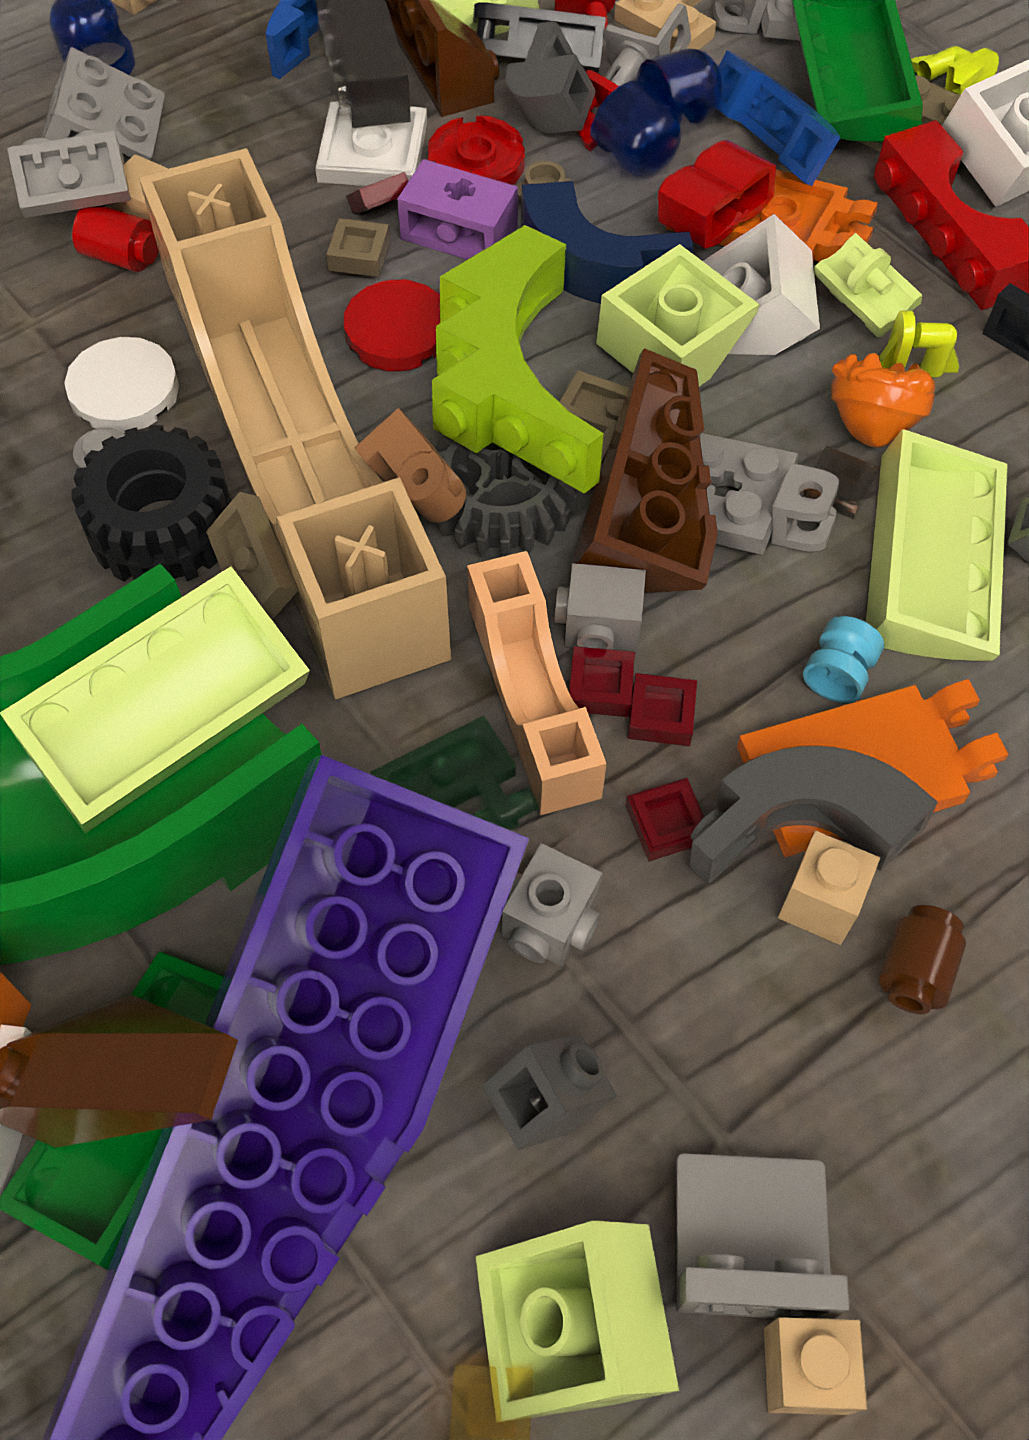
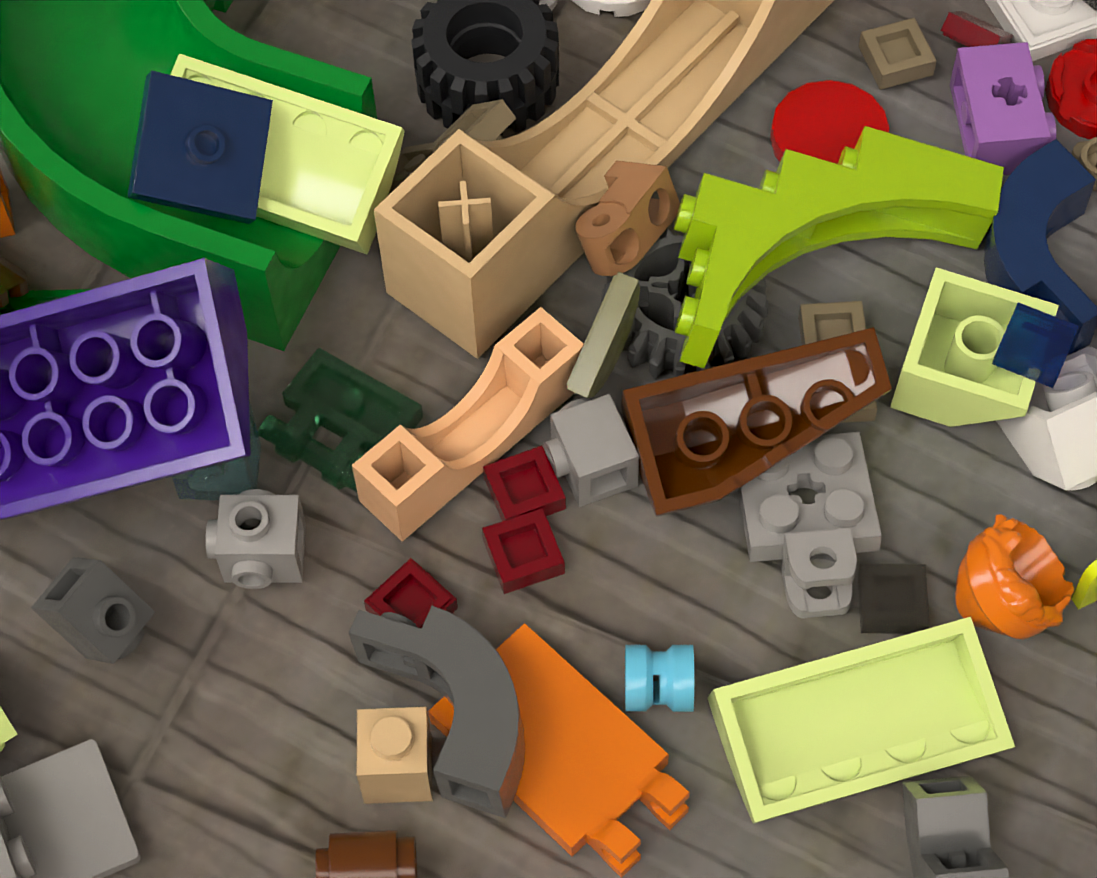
camera: 65 degrees right, 0 degrees up
(132, 738) = (200, 148): none -> dark blue plate
(524, 531) = (606, 337): none -> tile
(713, 268) = (1035, 345): none -> clear blue tile

